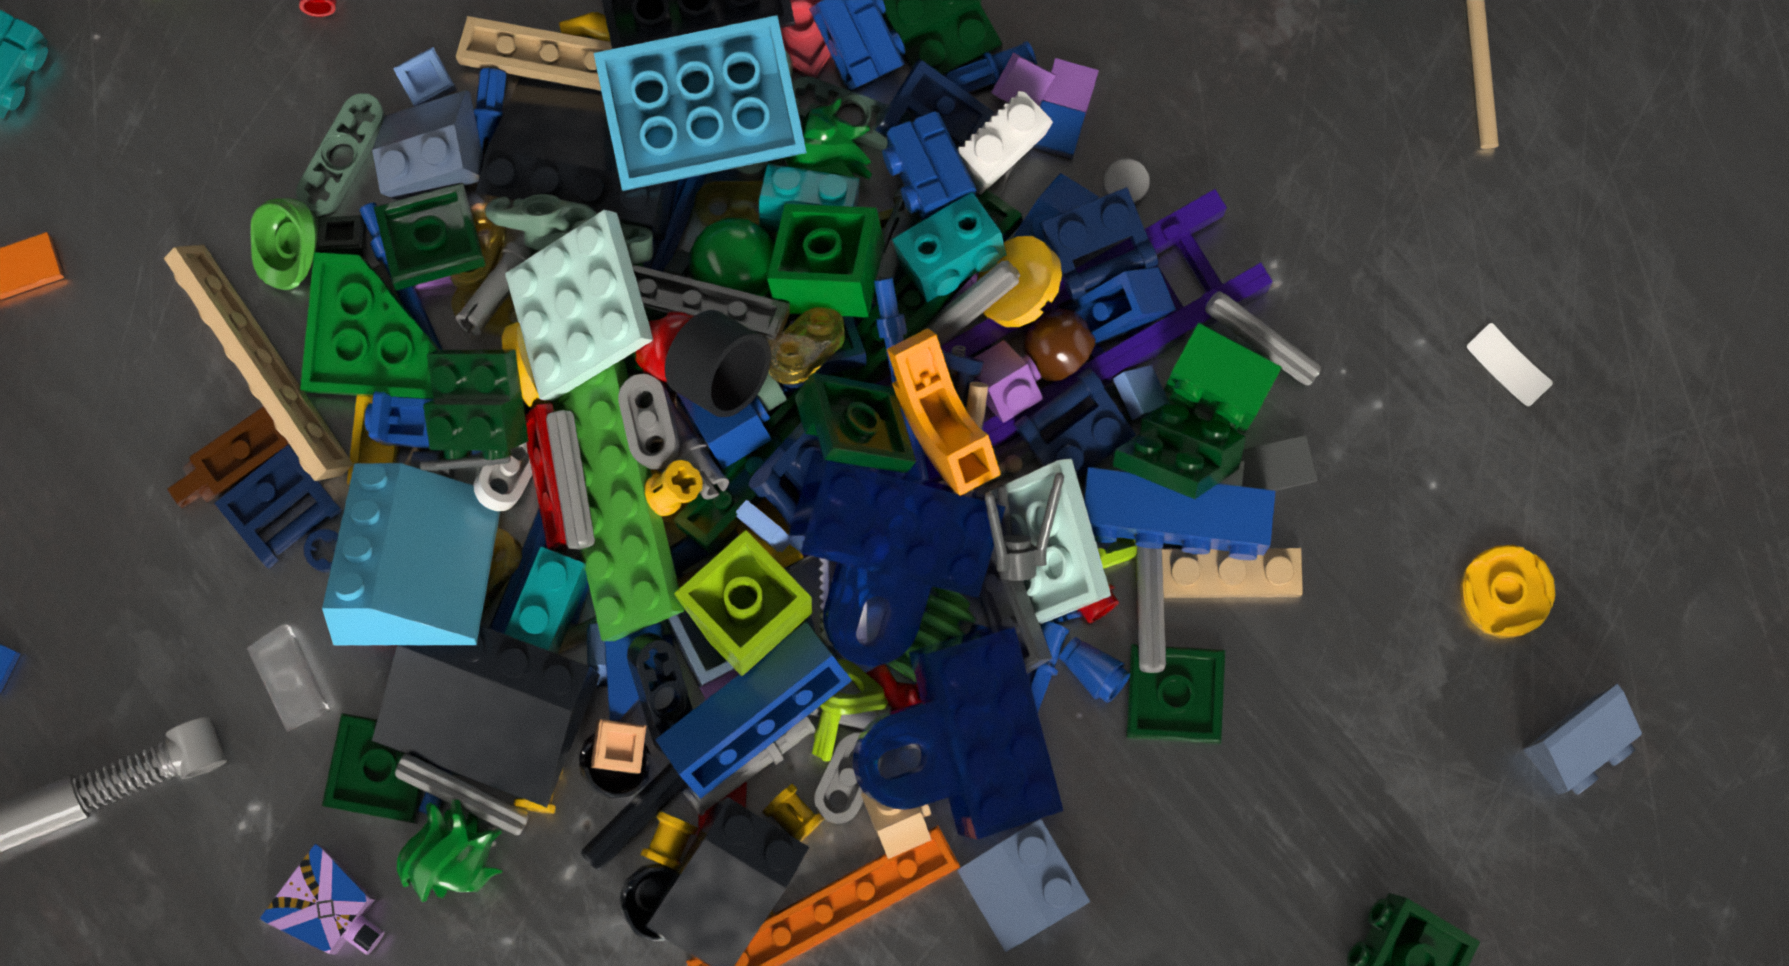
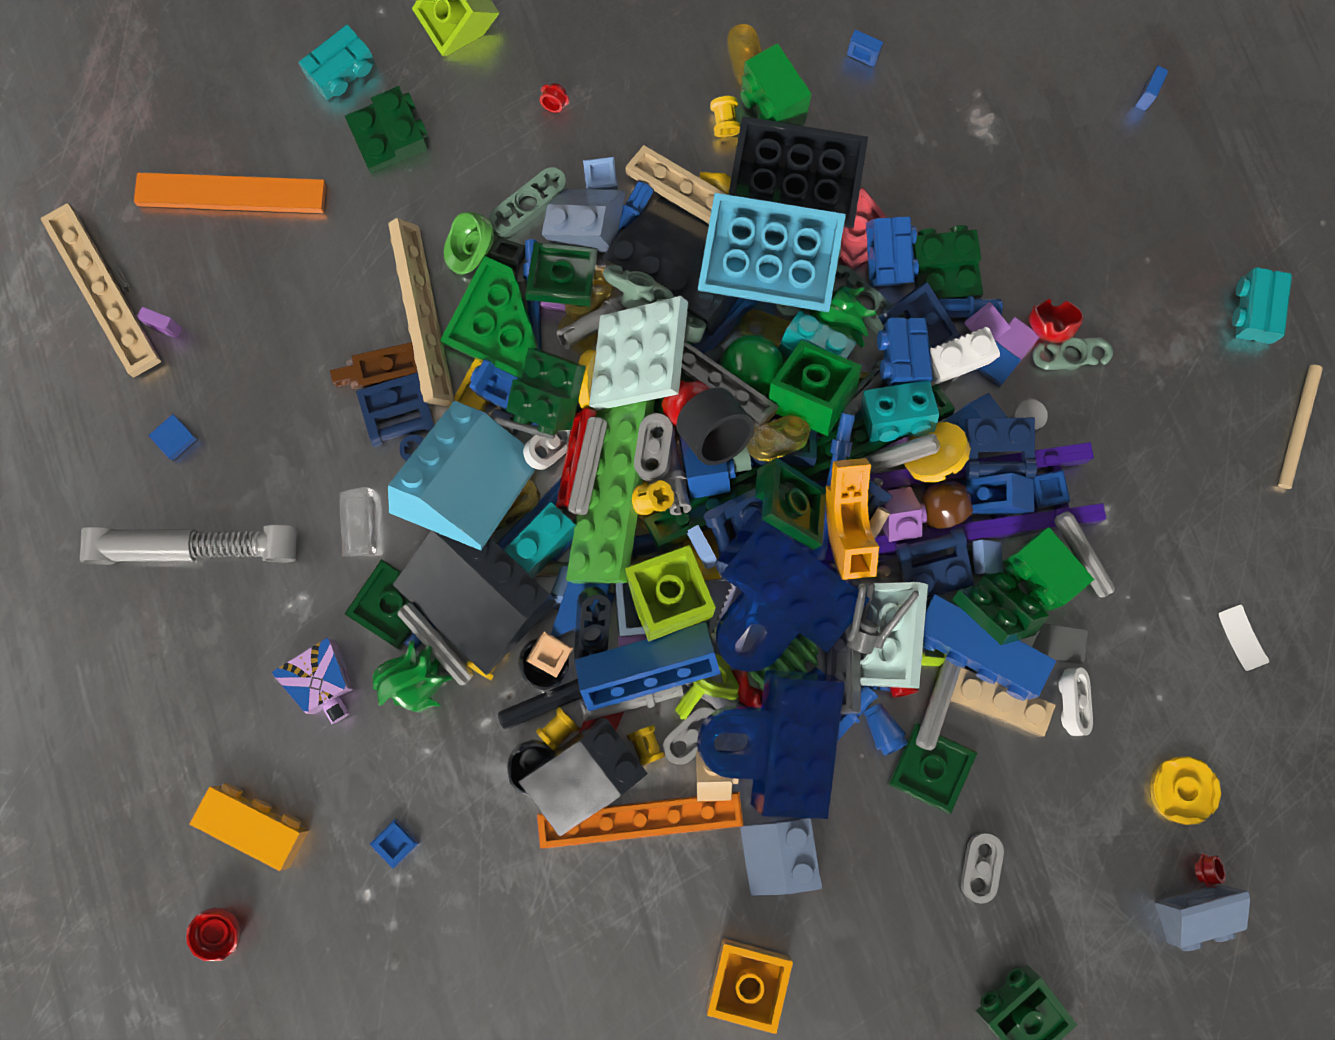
camera: 25 degrees right, 0 degrees up
(106, 129) = (387, 130): none -> dark green plate
(1110, 45) = (1055, 323): none -> red hair
(1164, 62) = (1085, 347): none -> sand green piece
(1186, 271) = (1050, 490): none -> blue tile
(1289, 794) = (985, 867): none -> light grey plate
(1326, 533) = (1077, 701): none -> white plate
(1574, 680) = (1210, 870): none -> red plate

